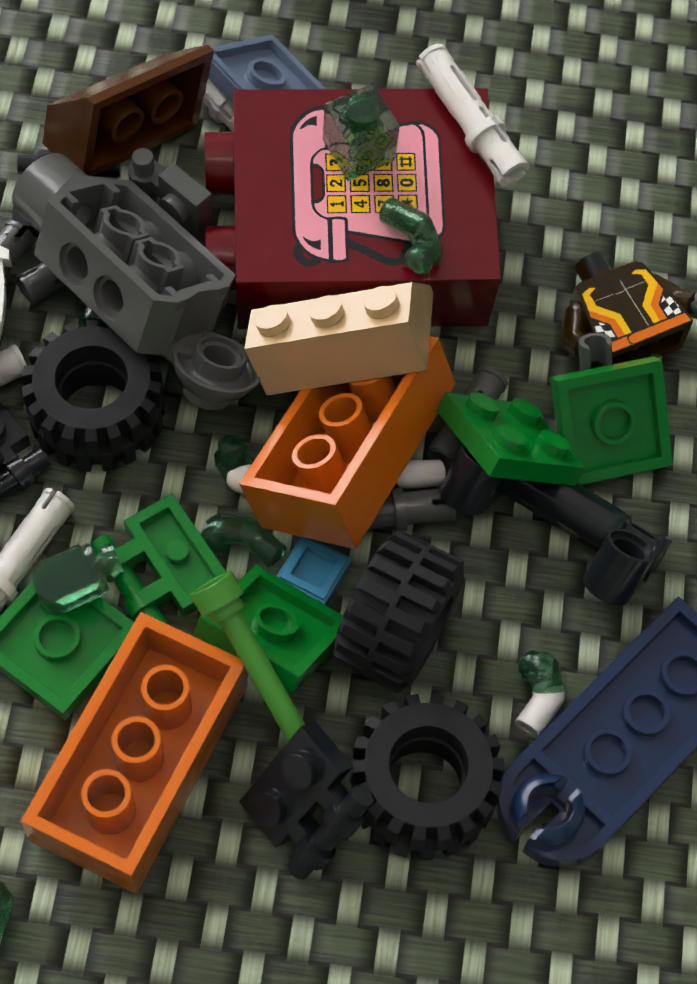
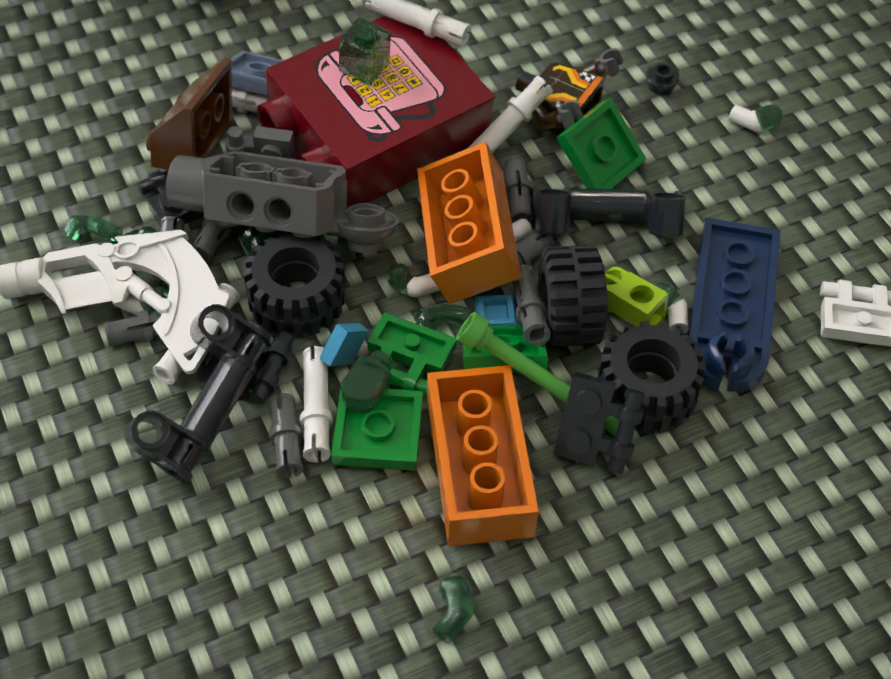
camera: 30 degrees left, 10 degrees down
(91, 509) = (344, 344): none -> dark azure tile
(331, 601) = (531, 311): none -> dark grey pin
(341, 338) = (430, 168): tan slope -> none
(419, 228) = (436, 88): clear green arm -> none
(491, 655) = (635, 298): none -> lime leg
(510, 439) = (555, 179): green plate -> none
(518, 315) = (518, 110): none -> white pin

